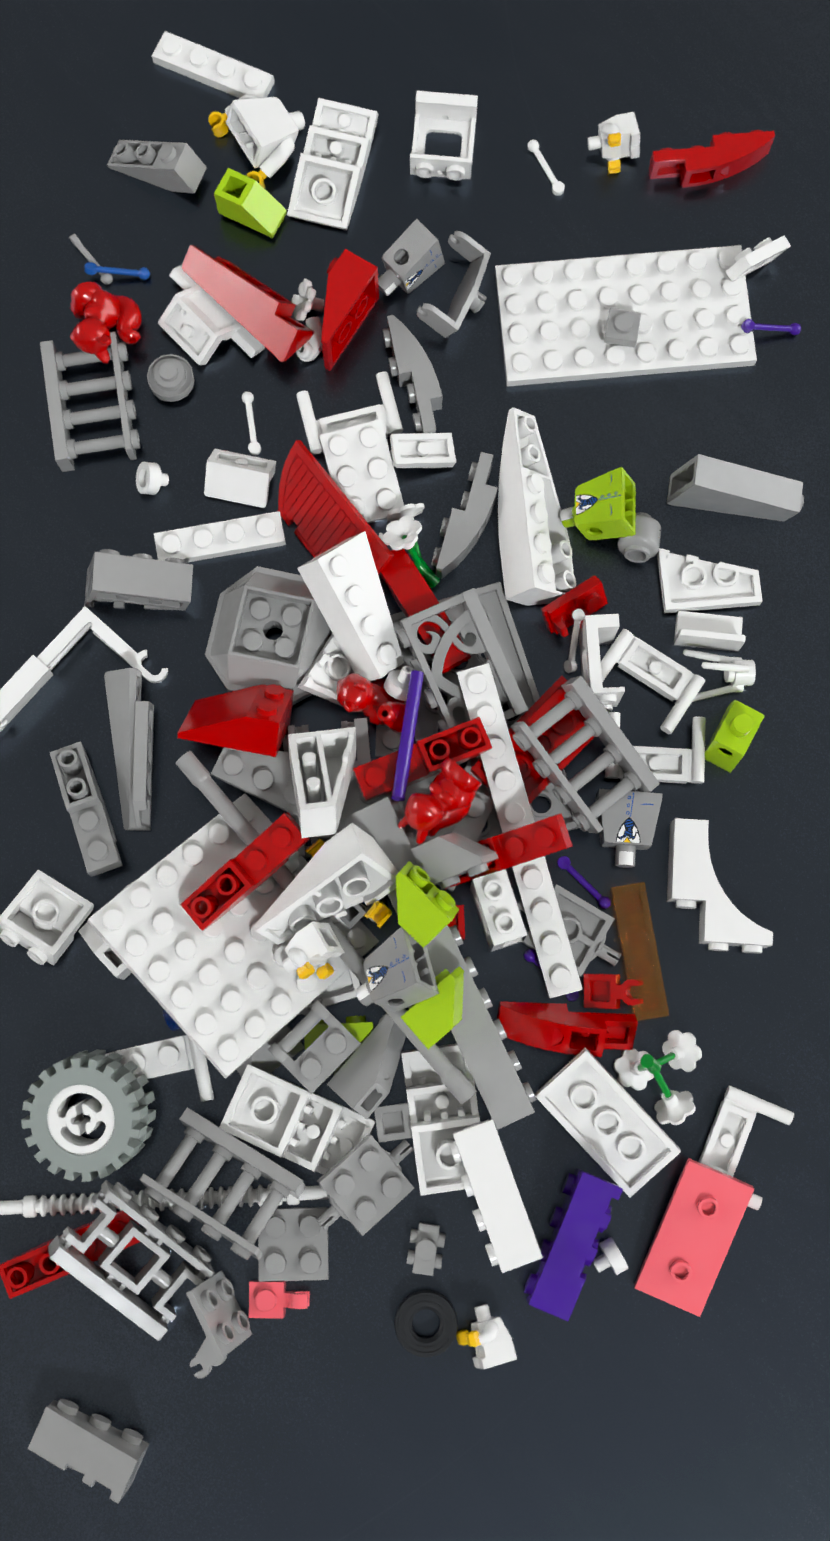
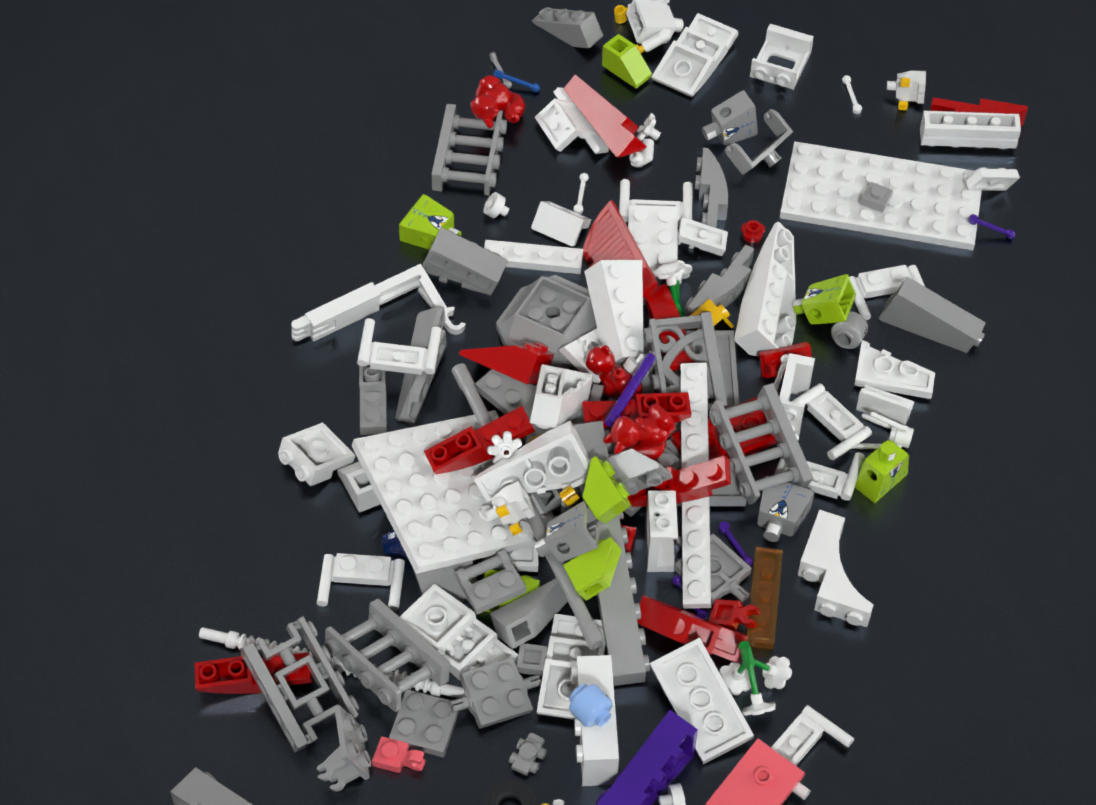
camera: 15 degrees right, 25 degrees down
(75, 533) = (424, 222): none -> lime torso
(101, 761) = (398, 357): none -> white plate
(116, 1102) = (323, 588): light grey wheel -> none
(170, 377) = (532, 150): light grey plate -> none
(280, 876) = (503, 444): none -> white plant
(348, 300) = (676, 134): red slope -> none
(474, 562) = (717, 312): none -> yellow bracket
(480, 426) = (752, 231): none -> red plate
(492, 1210) = (590, 705): none -> light blue head
(663, 449) = (881, 283): none -> white plate
(710, 186) = (970, 129): none -> white brick

